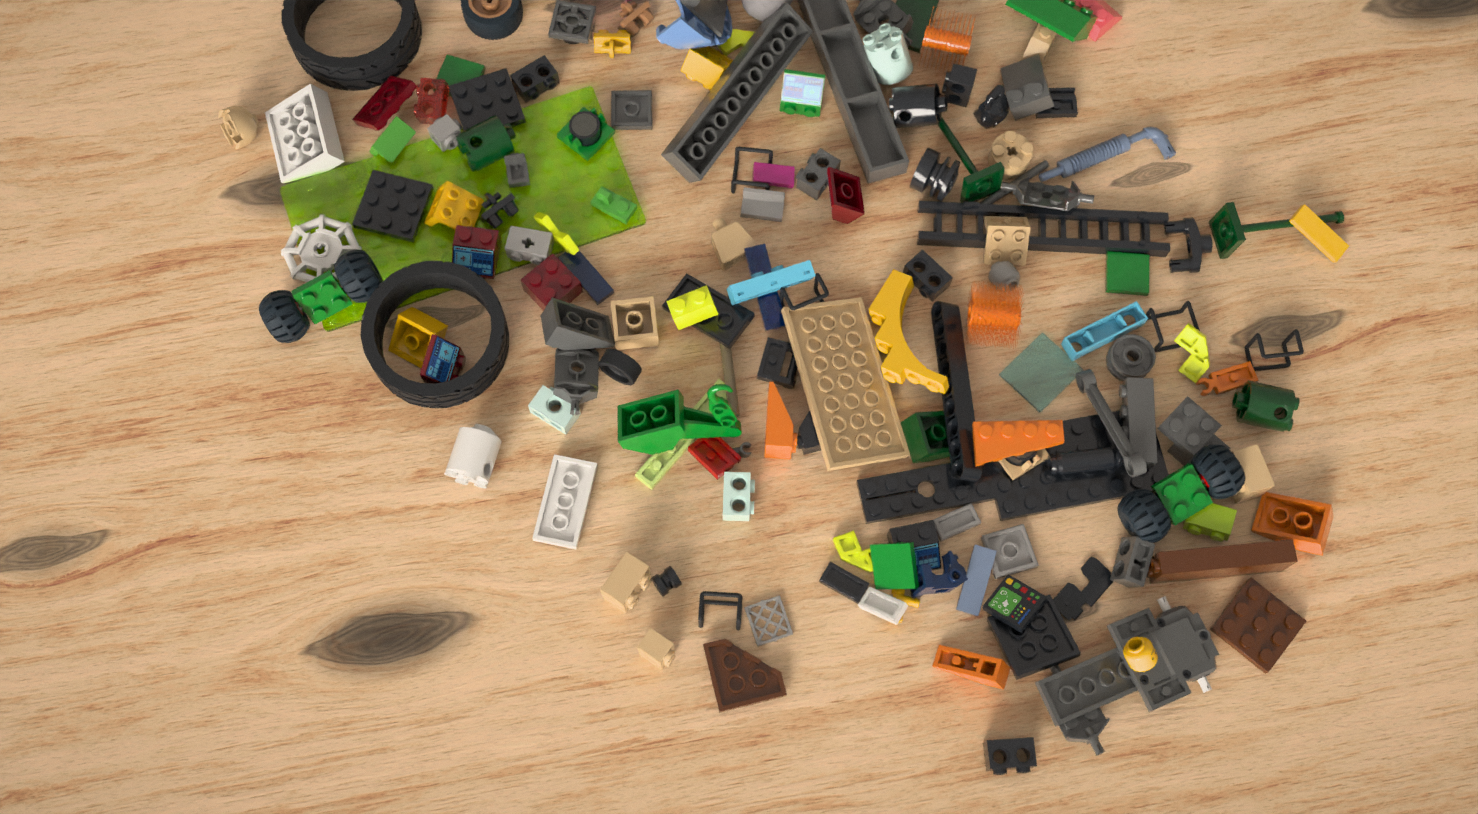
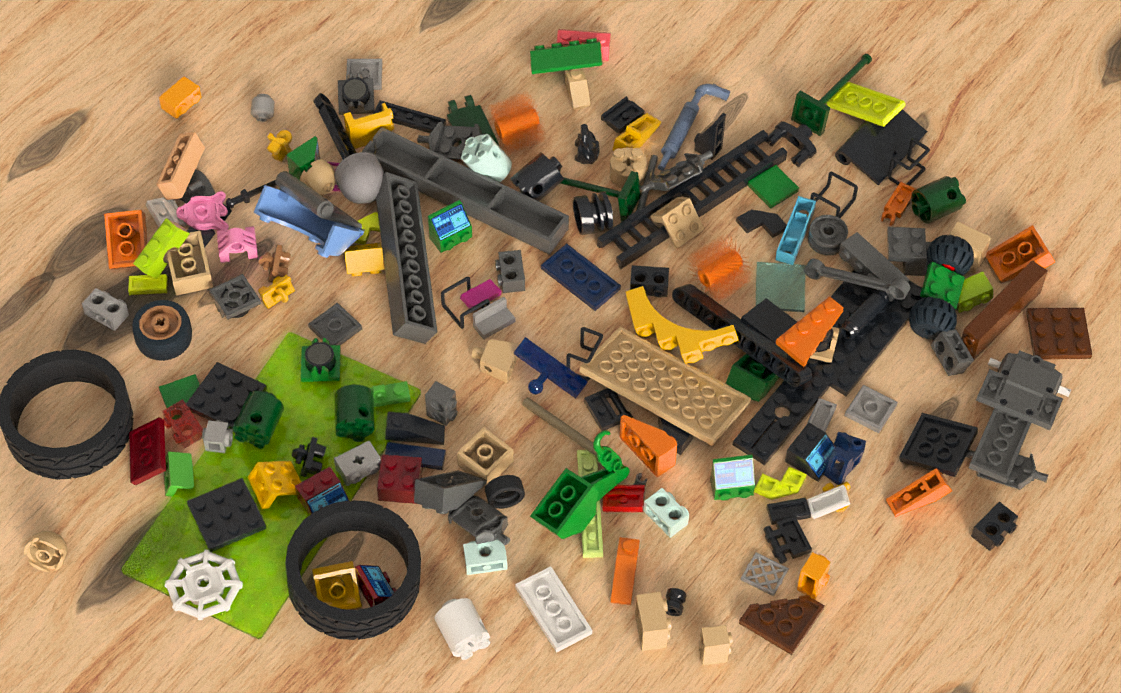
camera: 40 degrees left, 15 degrees down
(304, 135) = (104, 520): white slope -> none
(321, 297) = (230, 643): black plate -> none
(517, 170) = (297, 422): dark grey bracket -> none
(532, 75) = (240, 354): black brick -> none
(562, 239) = (381, 441): neon yellow tile -> none
(565, 197) = (354, 412): none -> dark green cylinder
(602, 251) = (413, 429): none -> black slope
(643, 246) = (441, 403): none -> dark grey brick
(653, 518) = (625, 570): none -> orange slope
(692, 307) = (517, 414): neon yellow brick -> none
(702, 602) = (721, 589): black piece -> none
(725, 326) = (527, 411): black tile -> none
(761, 283) = (557, 354): medium azure piece -> none
(801, 661) = (814, 575): none -> light orange brick
(819, 514) = (732, 477): none -> slope
(822, 611) = (793, 537): none -> black plate
(845, 196) = (545, 270): dark red slope -> none
(876, 229) = (580, 277): none -> dark blue tile
(894, 565) = (813, 469): tile -> none
(959, 84) = (552, 143): black brick -> none
(978, 576) = (874, 448): sand blue tile -> none
(993, 397) = (769, 320): none -> black panel
(1004, 273) = (698, 241): light grey head -> none
(1014, 603) = (907, 434): black tile -> none
(1026, 87) = (599, 114): dark grey slope -> none
(1050, 129) = (637, 132): none -> yellow slope
(1071, 599) = (938, 405): black piece -> none
(1079, 290) = (770, 221): none -> black tile
(1110, 185) = (711, 137): none -> black slope
(1140, 654) = (1014, 395): yellow head -> none
(1195, 343) = (860, 194): neon yellow tile -> none
(1271, 303) = (874, 145): none -> black door
(1291, 261) = (866, 104): none -> neon yellow tile
(1319, 233) = (865, 75): yellow tile -> none

